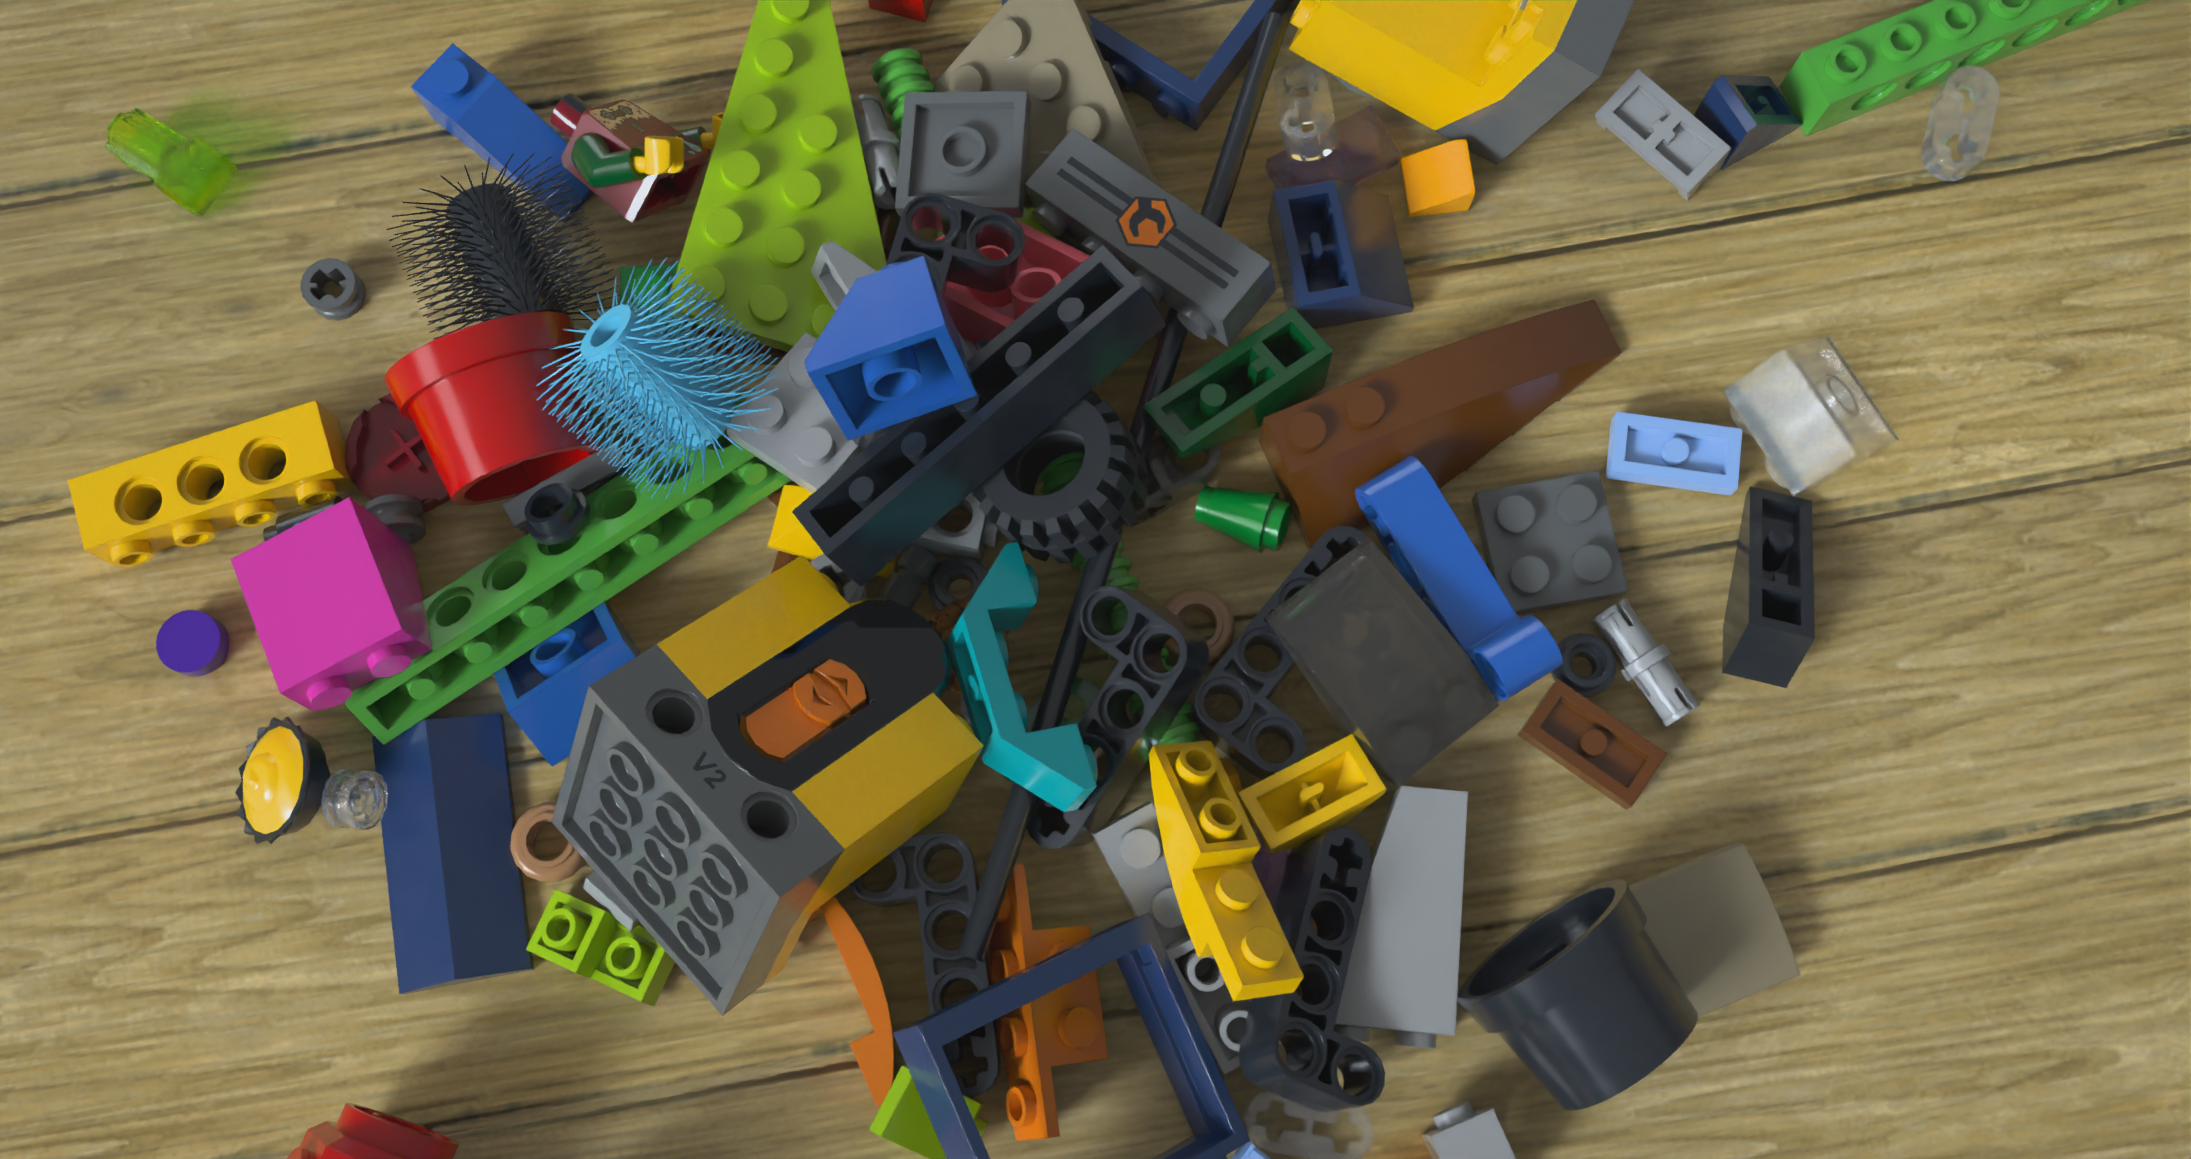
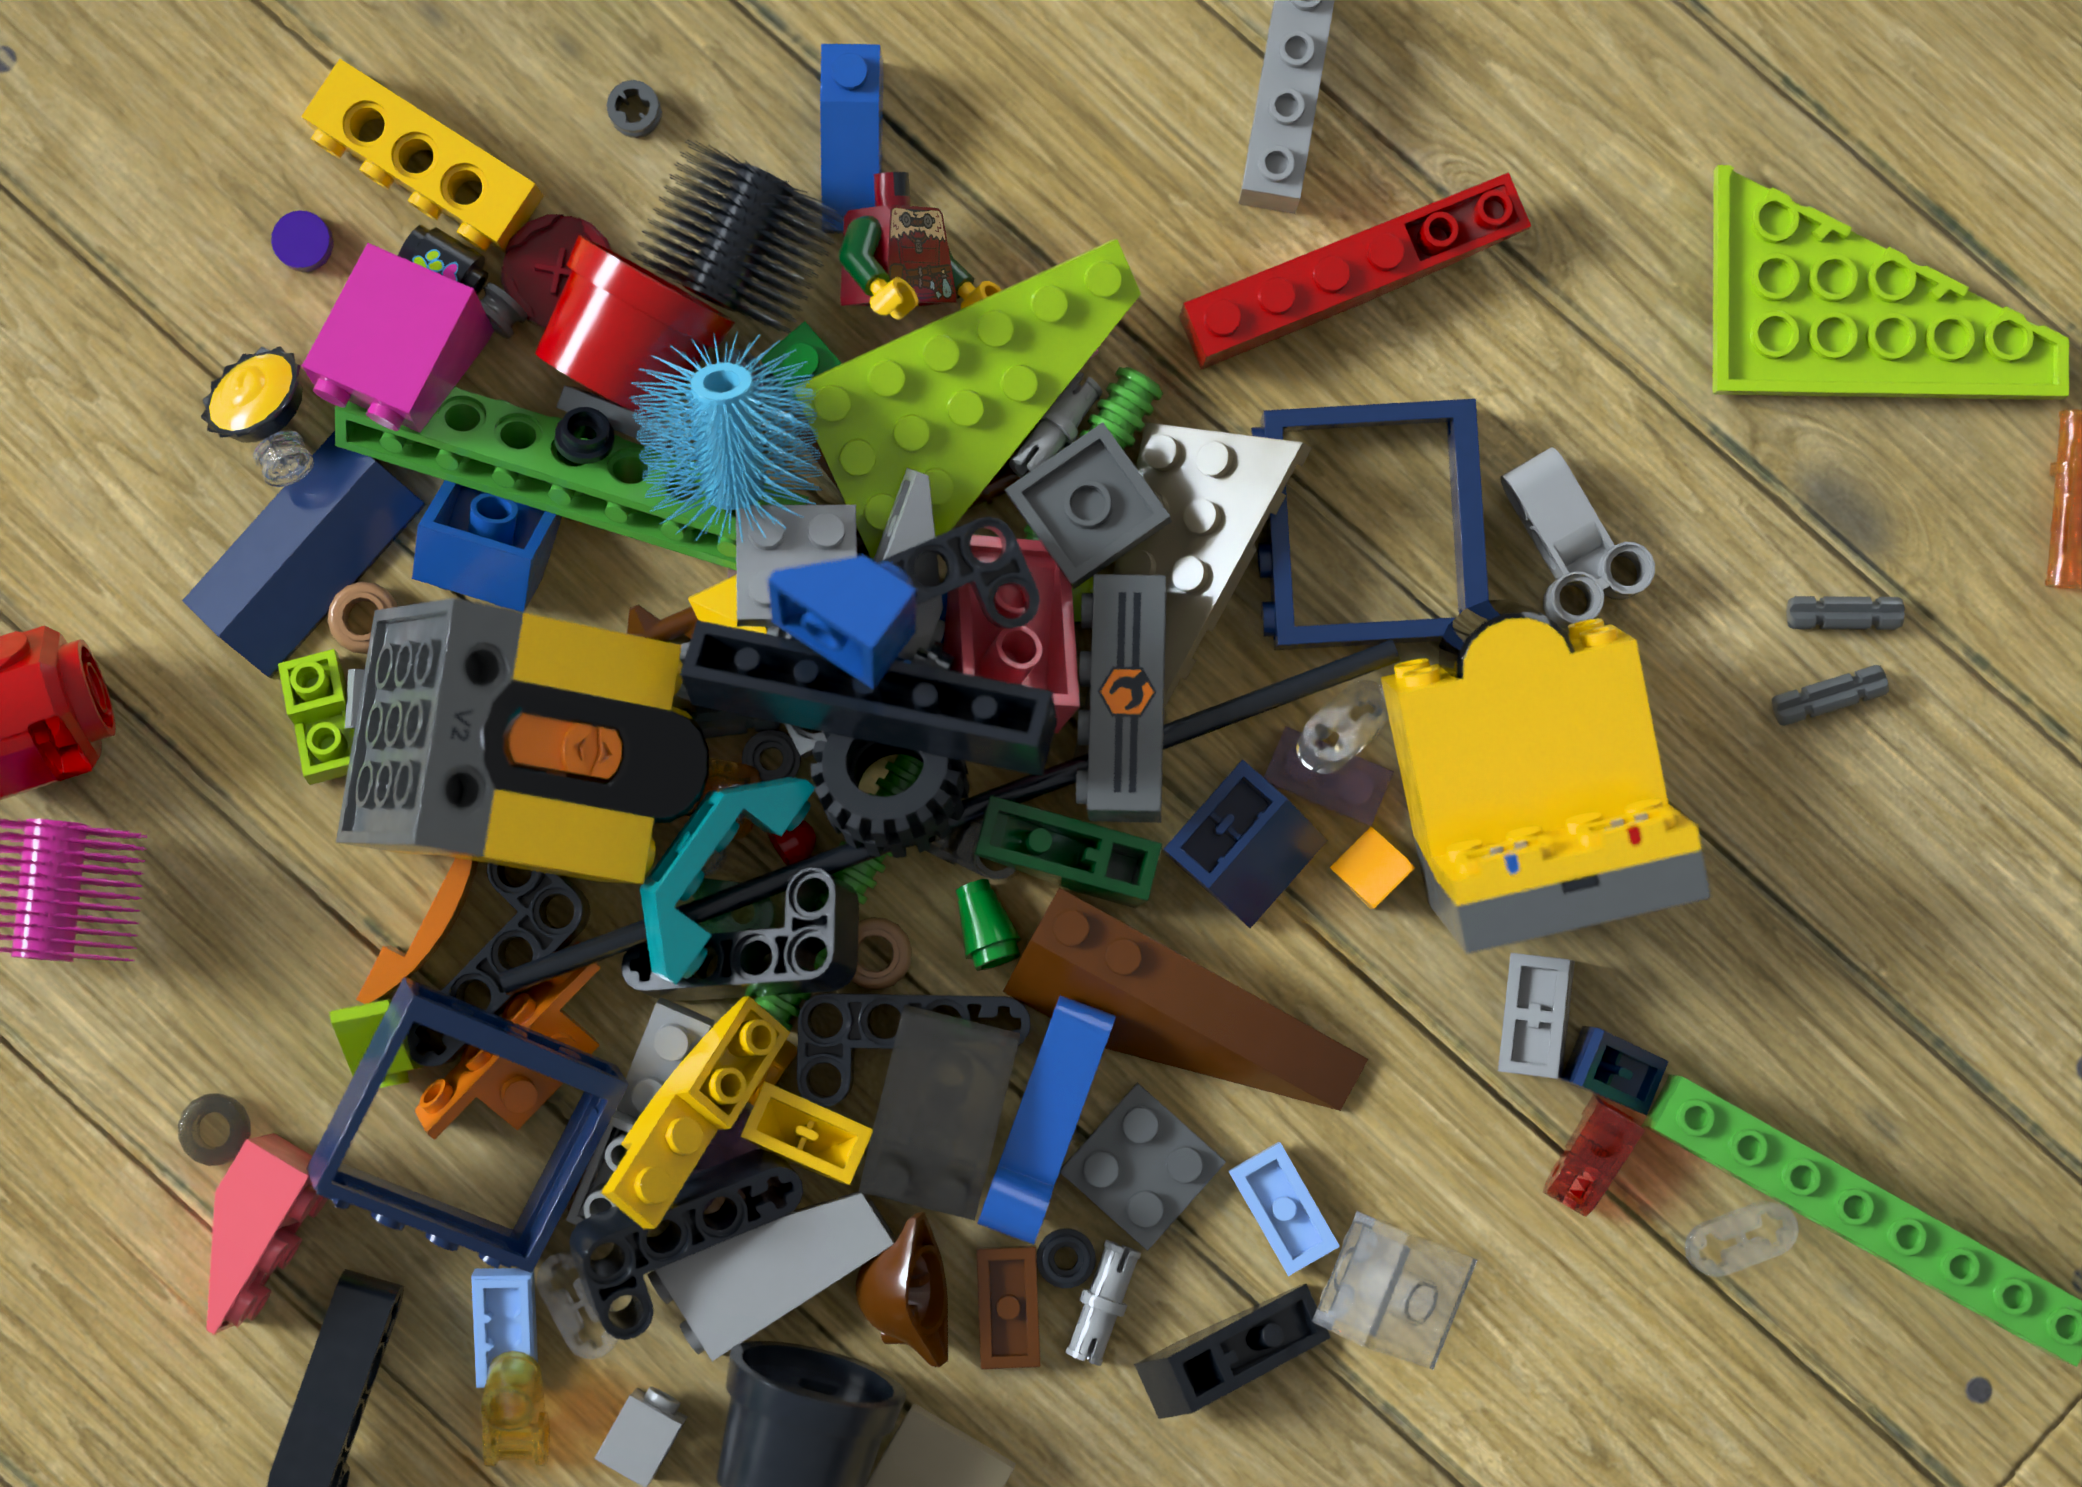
camera: 55 degrees right, 10 degrees up
(1044, 623) = (794, 844): none -> red hinge
(1514, 824) = (907, 1292): none -> reddish brown hat
(1811, 179) = (1593, 1156): none -> clear red leg

